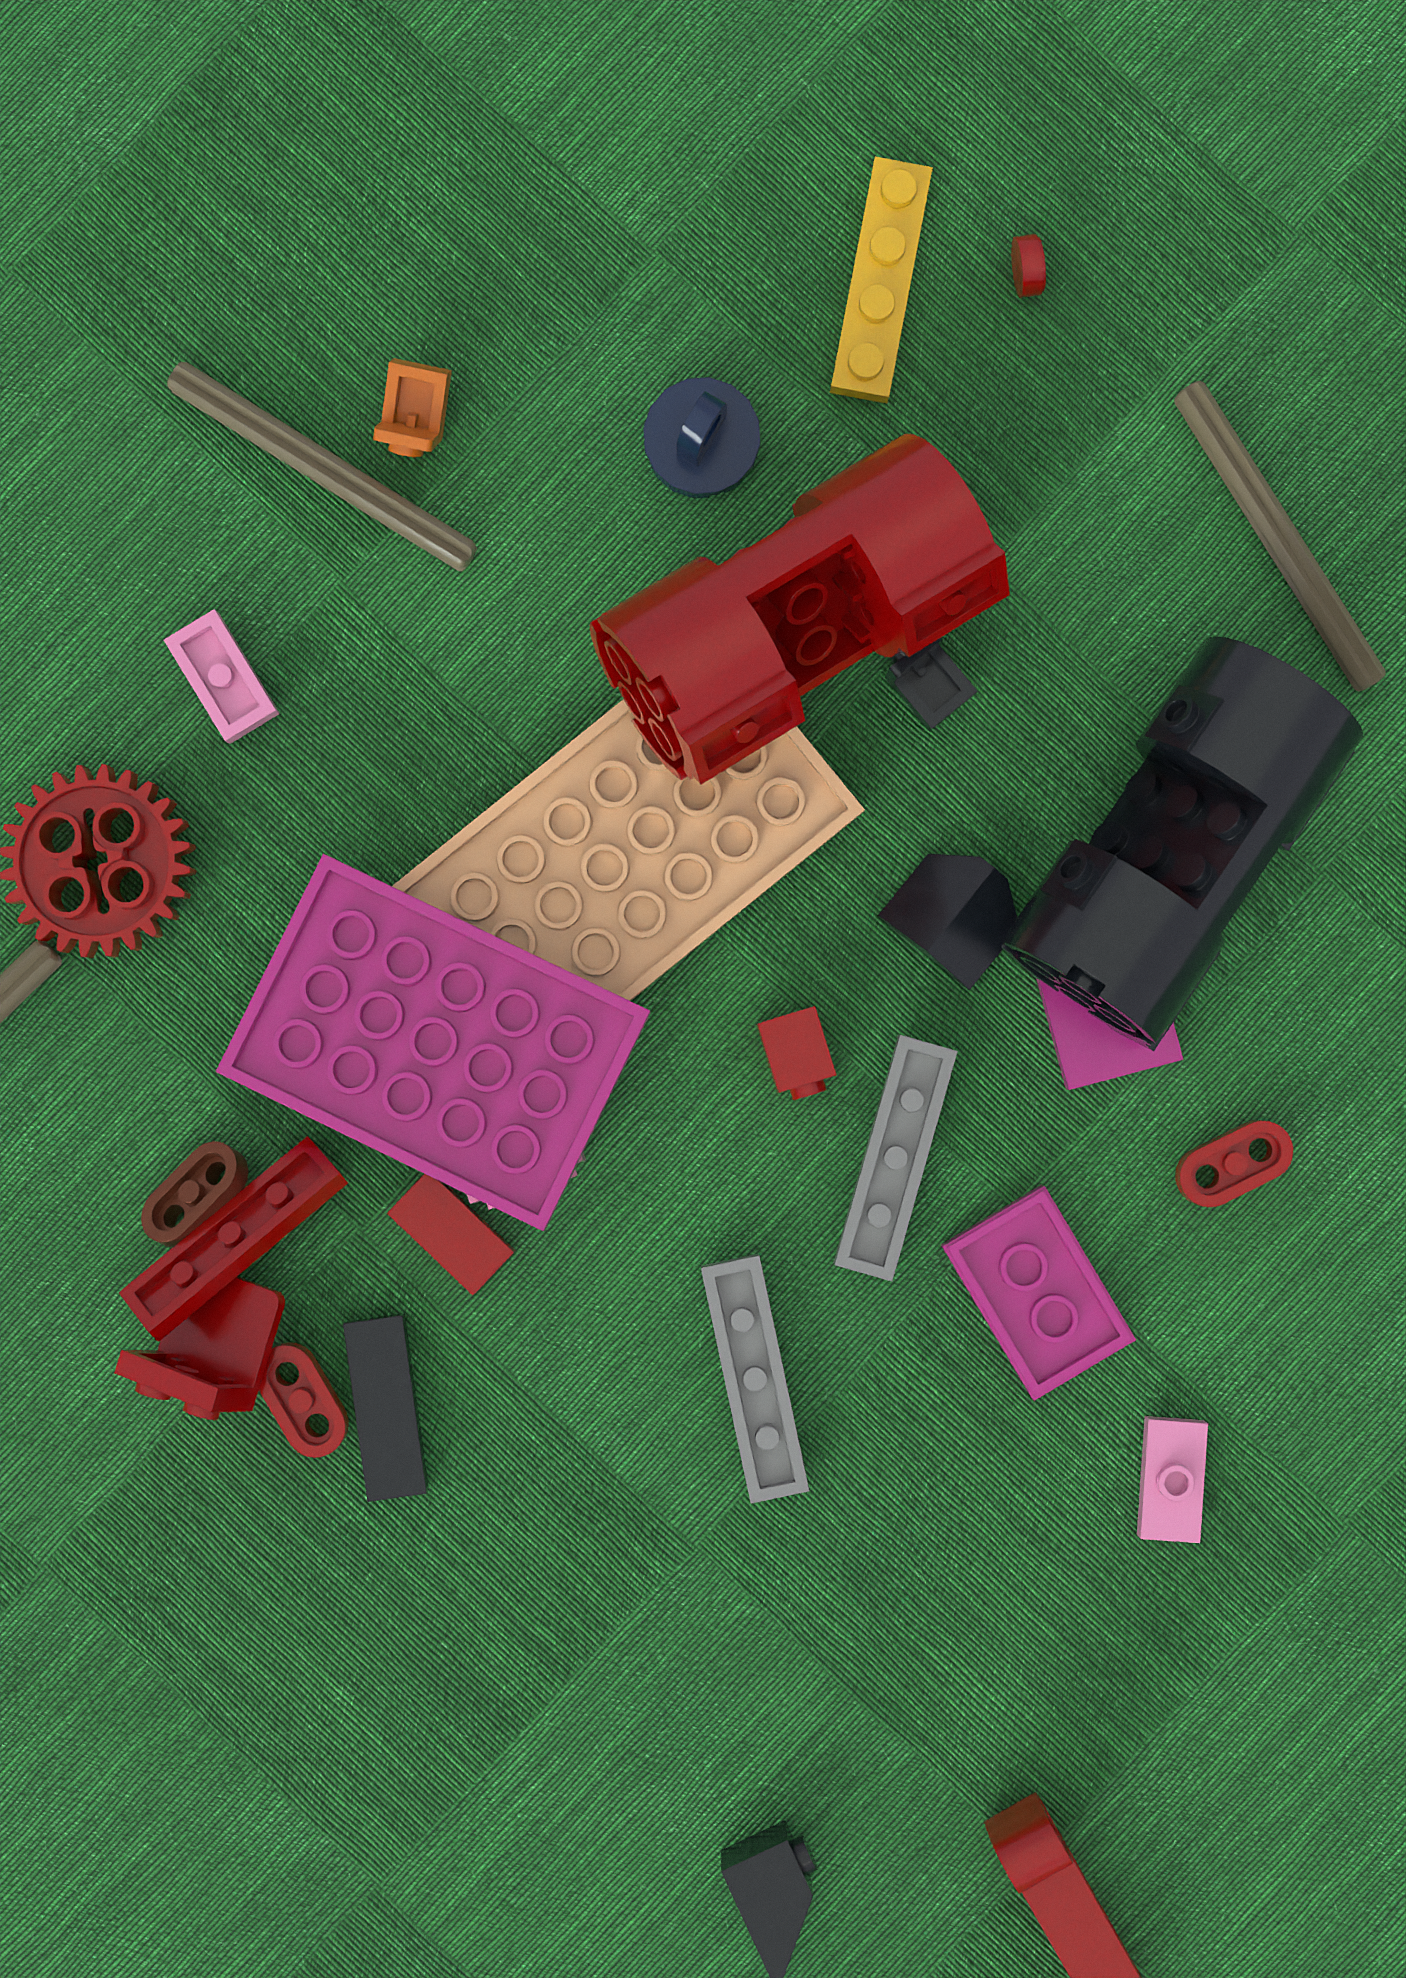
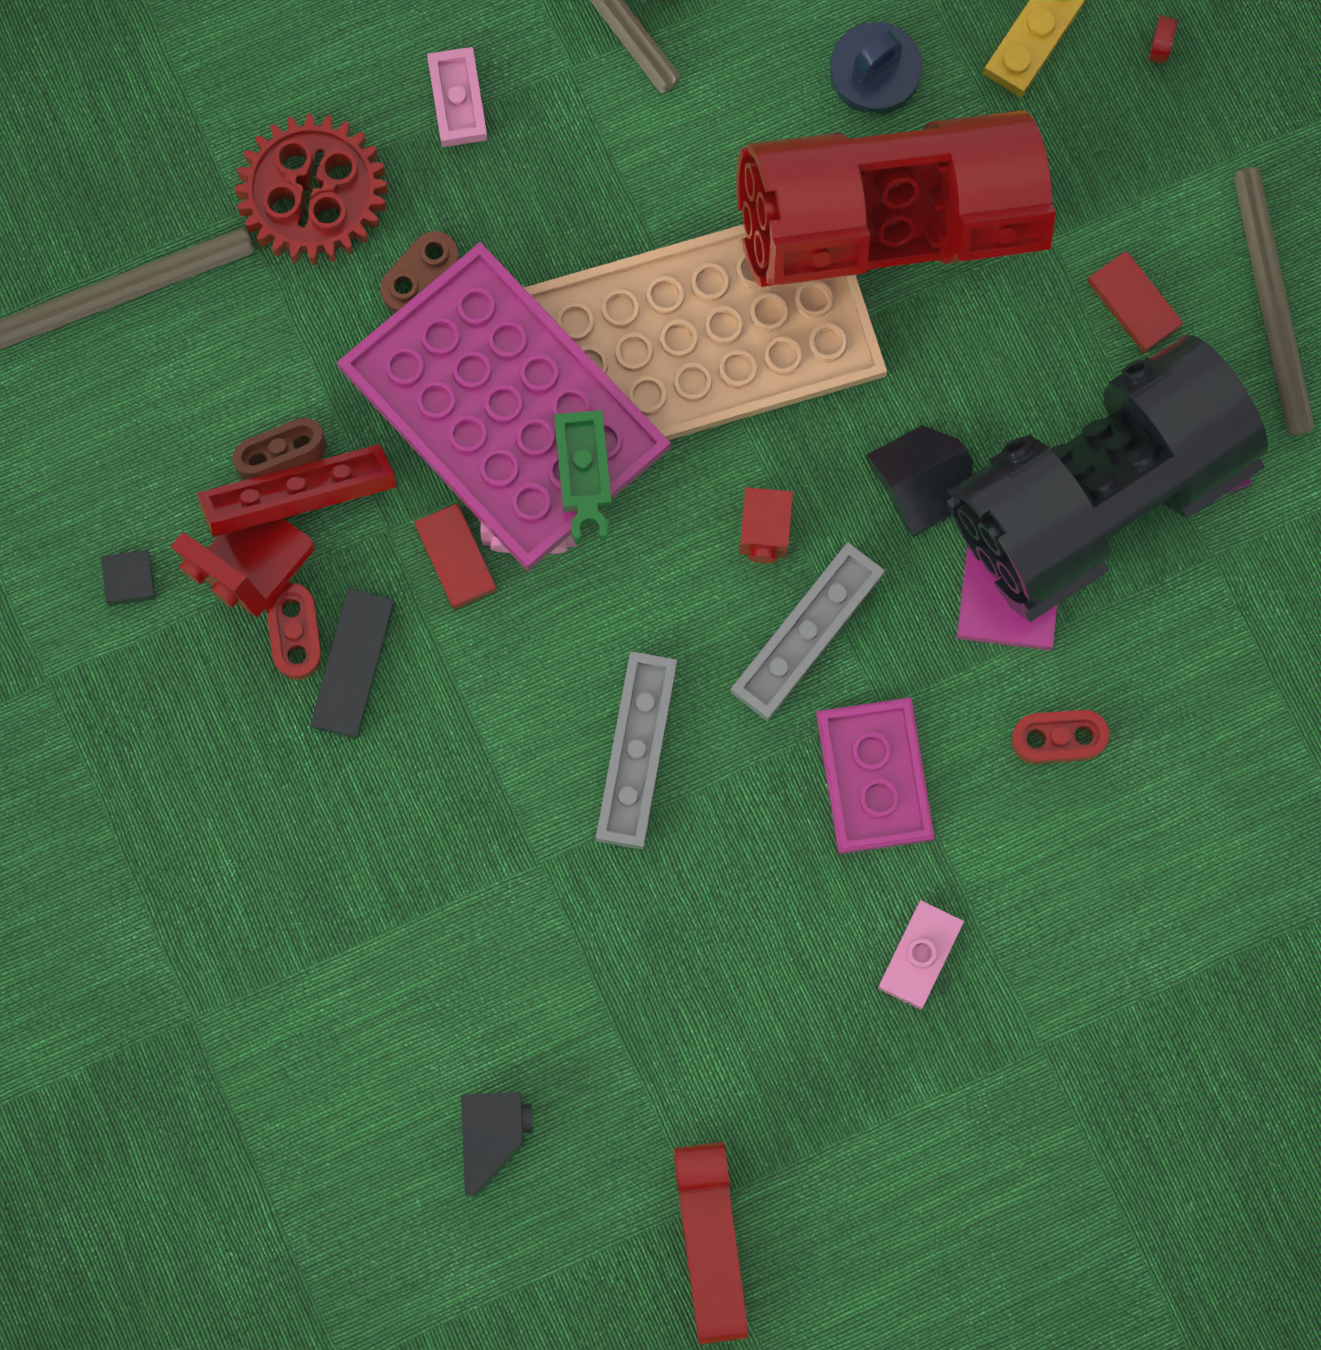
camera: 20 degrees right, 10 degrees down
(83, 1412) = (128, 577): none -> black tile
(265, 907) = (418, 268): none -> copper plate
(561, 1091) = (583, 469): none -> green plate
(929, 683) = (971, 298): black bracket -> none
(1118, 603) = (1135, 302): none -> red tile

